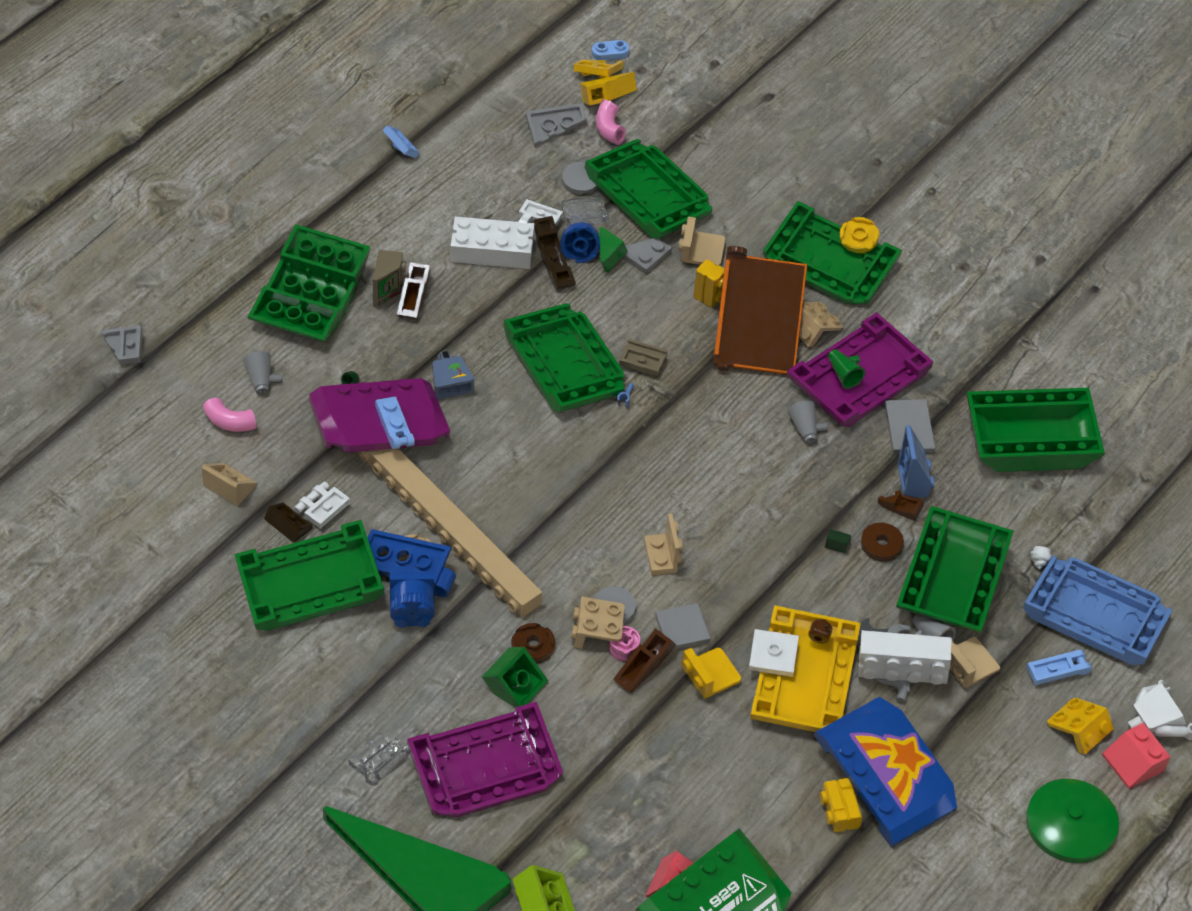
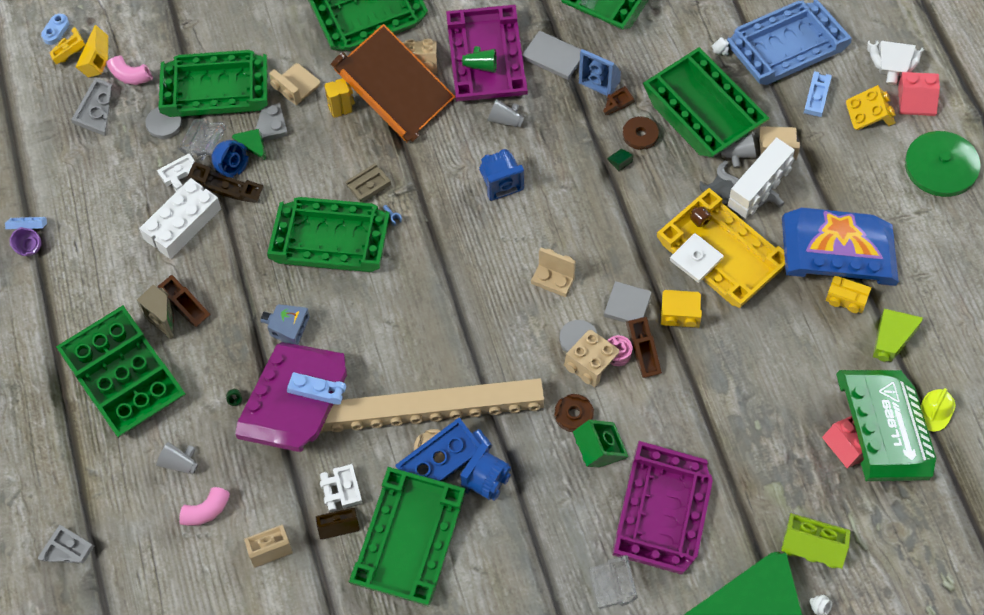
camera: 50 degrees left, 10 degrees up
(381, 150) = (25, 241): none -> medium lavender hair
(733, 450) = (501, 174): none -> blue piece
(827, 867) = (894, 333): none -> lime slope

